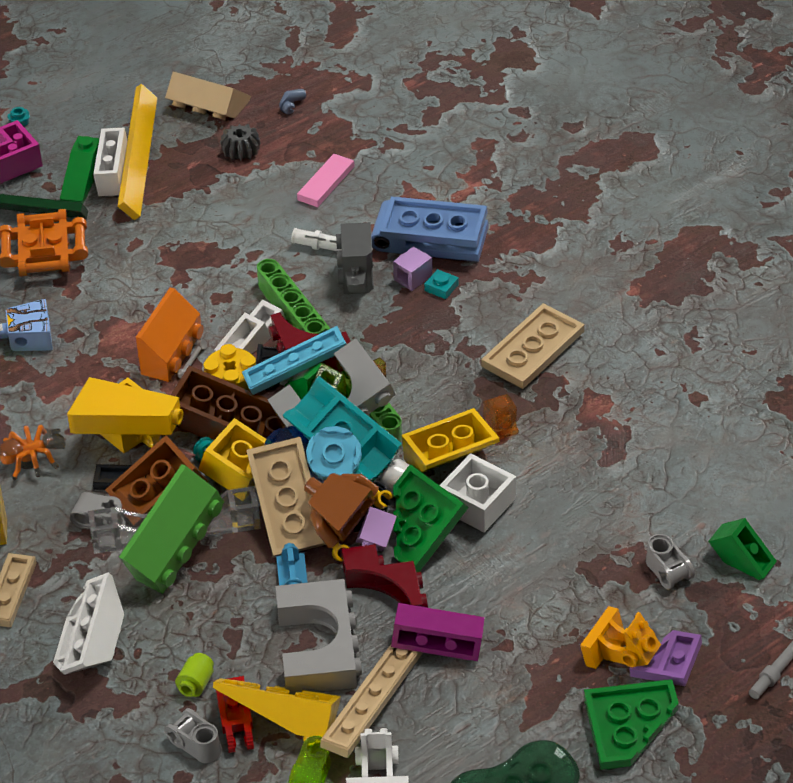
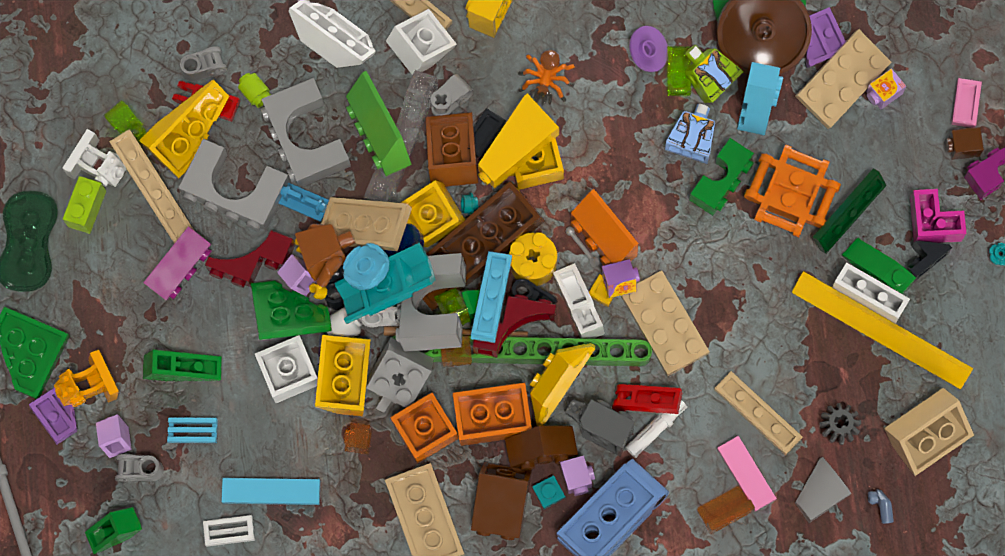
camera: 125 degrees right, 30 degrees up
(53, 147) = (930, 253): none -> black slope
(53, 558) = (420, 41): none -> white slope
(78, 290) = (712, 194): none -> green arch
(193, 634) = (304, 164): none -> light grey arch
(211, 305) = (620, 278): none -> medium lavender brick
(222, 325) = (599, 293): none -> yellow tile
(226, 279) = (665, 324): none -> tan plate
(266, 195) = (758, 413): none -> tan tile
(308, 132) = (821, 491): none -> light grey slope
(309, 248) = (647, 399): none -> red plate
(339, 293) = (557, 378): none -> yellow wedge
(369, 175) = (725, 510): none -> clear orange panel
(403, 335) = (491, 413): none -> orange brick
(409, 291) = (541, 446): none -> reddish brown brick
(417, 401) = (397, 387): none -> light grey hinge
(433, 752) = (84, 205): none -> lime brick
(453, 373) = (424, 428): none -> orange brick
(473, 300) = (500, 501): none -> reddish brown slope
(544, 582) = (181, 366): none -> green slope
(599, 545) = (171, 430): none -> medium azure tile
(602, 461) = (271, 491): none -> medium azure tile
(654, 591) = (113, 436): none -> lavender brick
(659, 474) = (221, 541): none -> white tile

